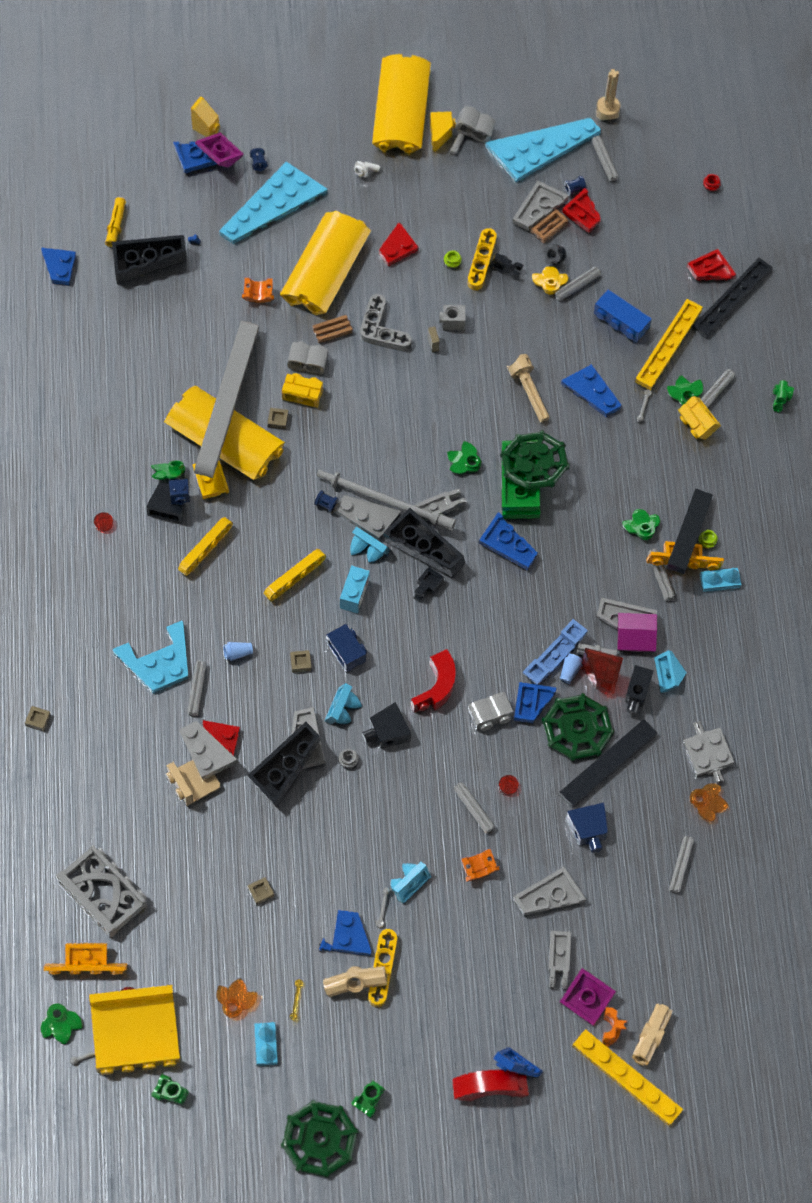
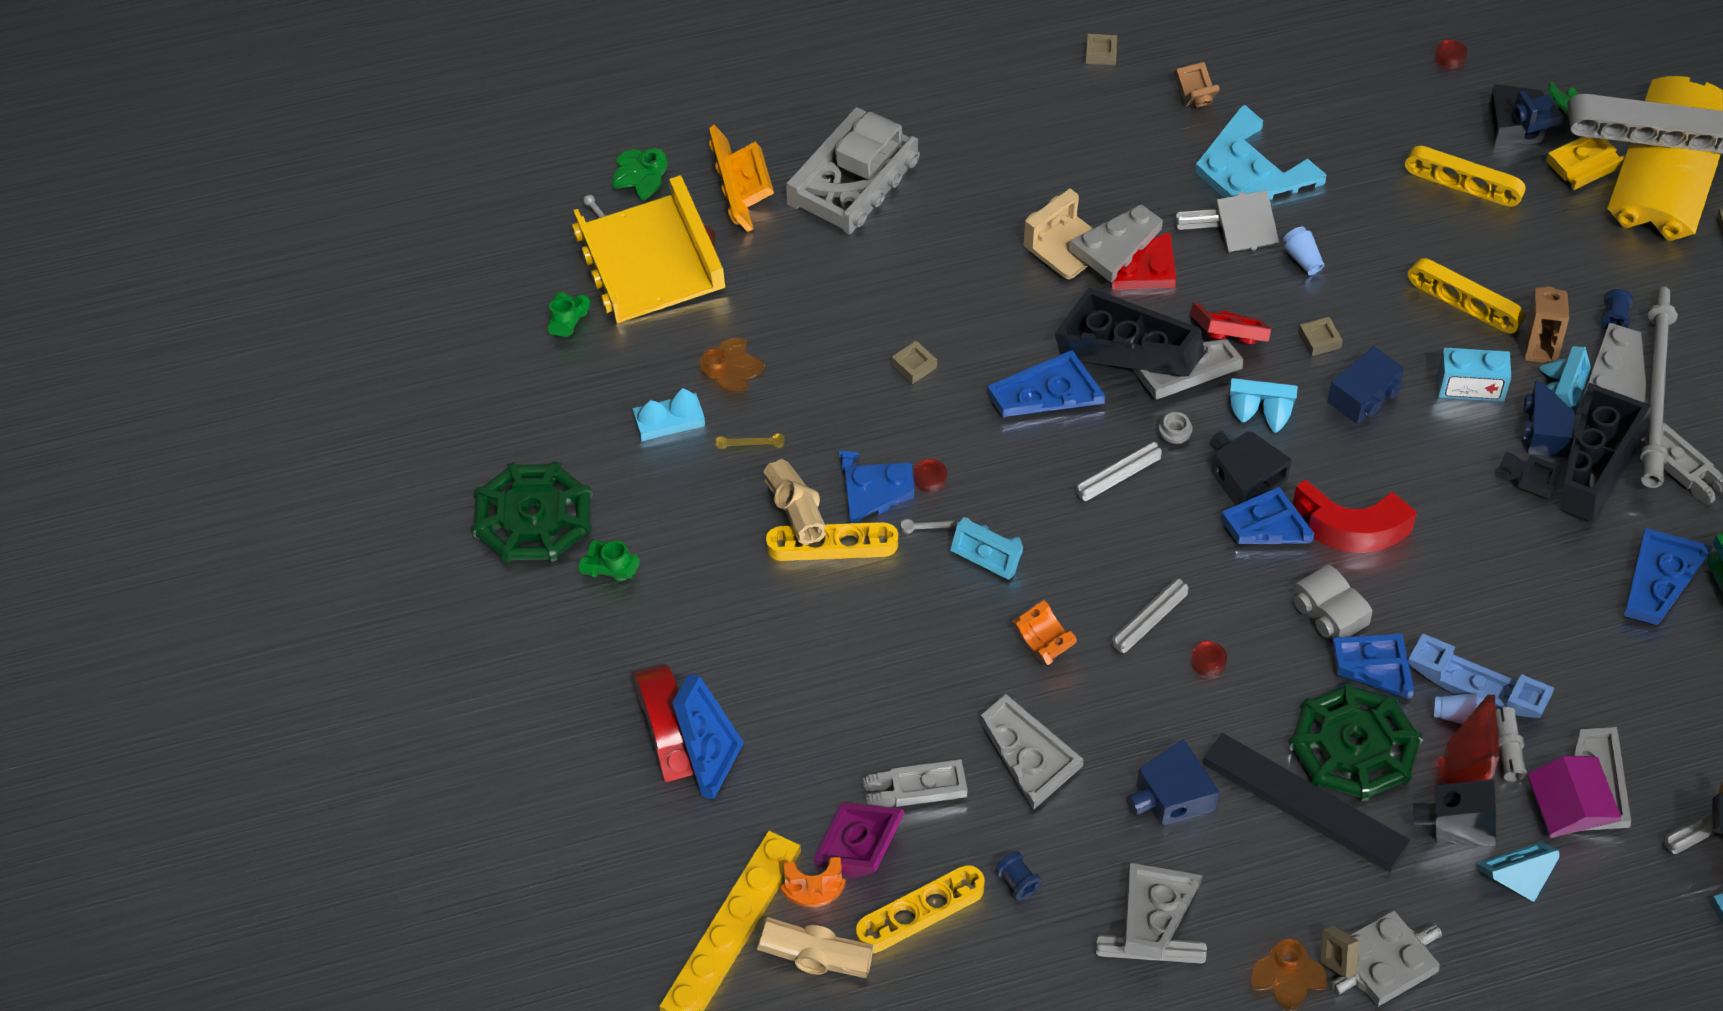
camera: 80 degrees right, 10 degrees down
(90, 672) = (1195, 85): none -> medium nougat bracket
(92, 875) = (868, 145): none -> light grey brick
(207, 674) = (1247, 221): none -> light grey piece
(283, 708) = (1230, 324): none -> red wing
(301, 819) = (1046, 387): none -> blue wing
(330, 539) = (1549, 311): none -> medium nougat torso
(347, 901) = (930, 475): none -> clear red tile
(371, 797) = (1118, 471): none -> axle
(396, 563) = (1549, 423): none -> dark blue slope
(426, 728) = (1267, 520): none -> blue wing
(627, 919) = (1018, 876): none -> dark blue bush
(638, 974) = (923, 912): none -> yellow beam
(659, 854) = (1155, 907): none -> light grey wing
(705, 772) = (1339, 951): none -> dark tan tile

